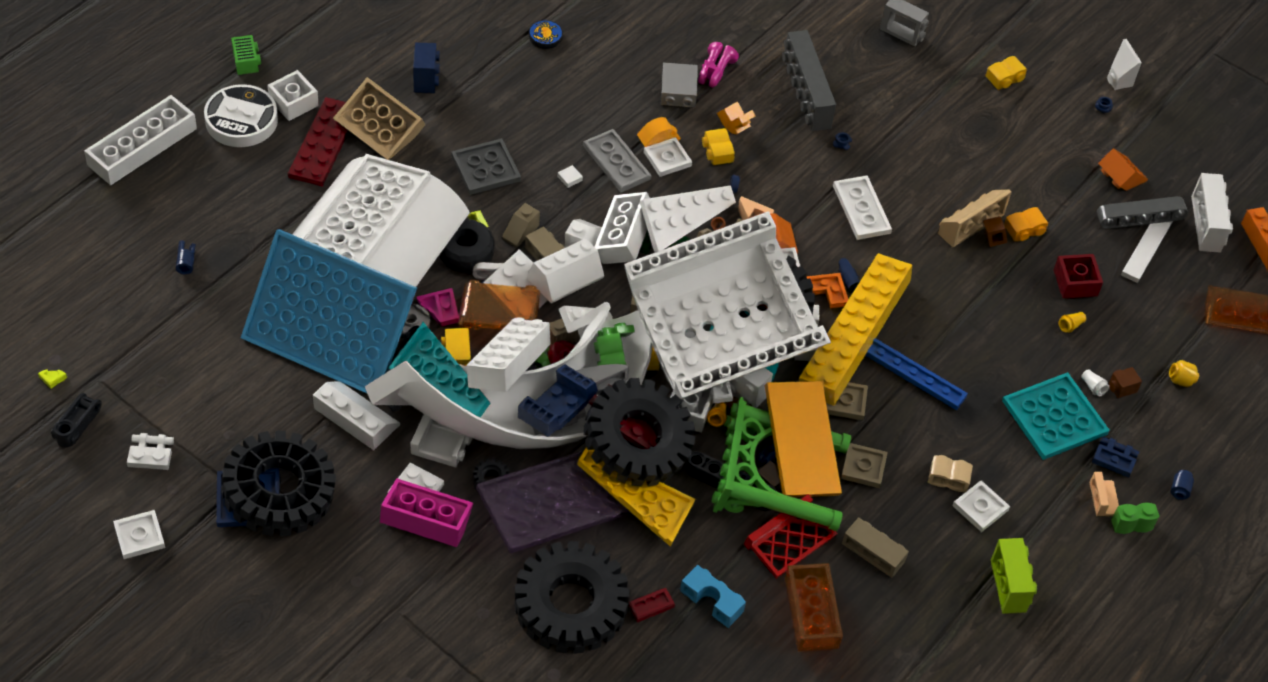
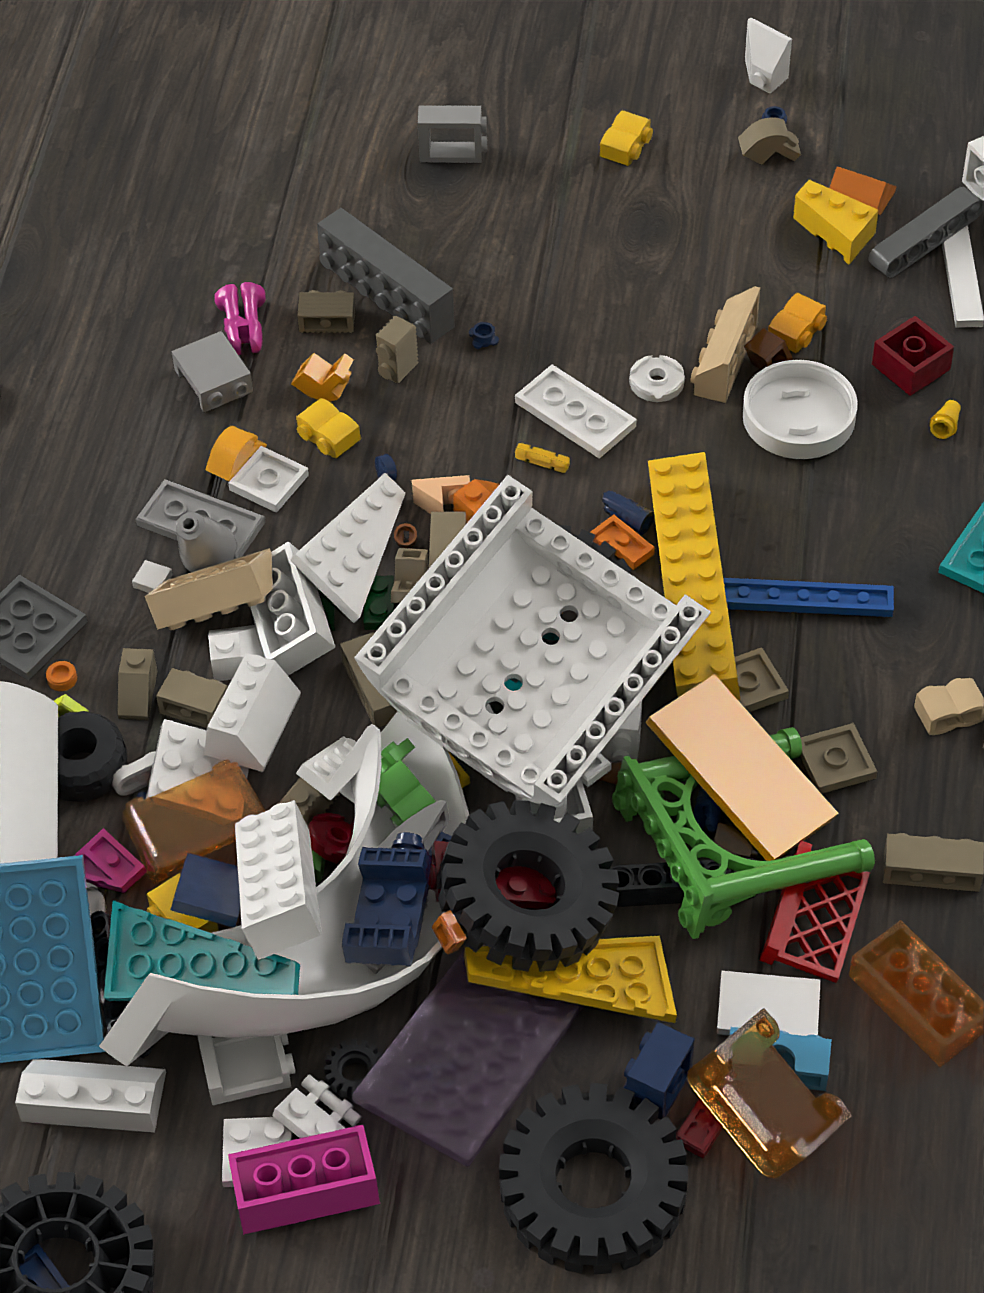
camera: 25 degrees left, 0 degrees up
(449, 483) = (307, 1119): none -> white plate
(470, 340) = (208, 890): none -> dark blue tile
(488, 201) = (61, 676): none -> orange tile
(580, 431) = (448, 932): none -> orange tile
(591, 197) = (212, 590): none -> tan slope
(591, 374) = (408, 841): none -> dark blue plate
(606, 171) = (203, 541): none -> light grey cone
(644, 564) = (660, 1067): none -> dark blue brick
(687, 607) = (764, 1099): none -> clear orange windscreen
(717, 414) = (600, 800): light orange cone -> none
(731, 567) = (787, 999): none -> white tile
(764, 84) = (326, 311): none -> dark tan brick
(784, 123) = (396, 349): none -> dark tan brick
(825, 223) = (542, 457): none -> yellow axle
(920, 221) = (657, 390): none -> white tile
(989, 271) = (799, 409): none -> white piece
(1088, 112) = (766, 138): none -> dark tan brick
(1095, 179) = (835, 218): none -> yellow wedge

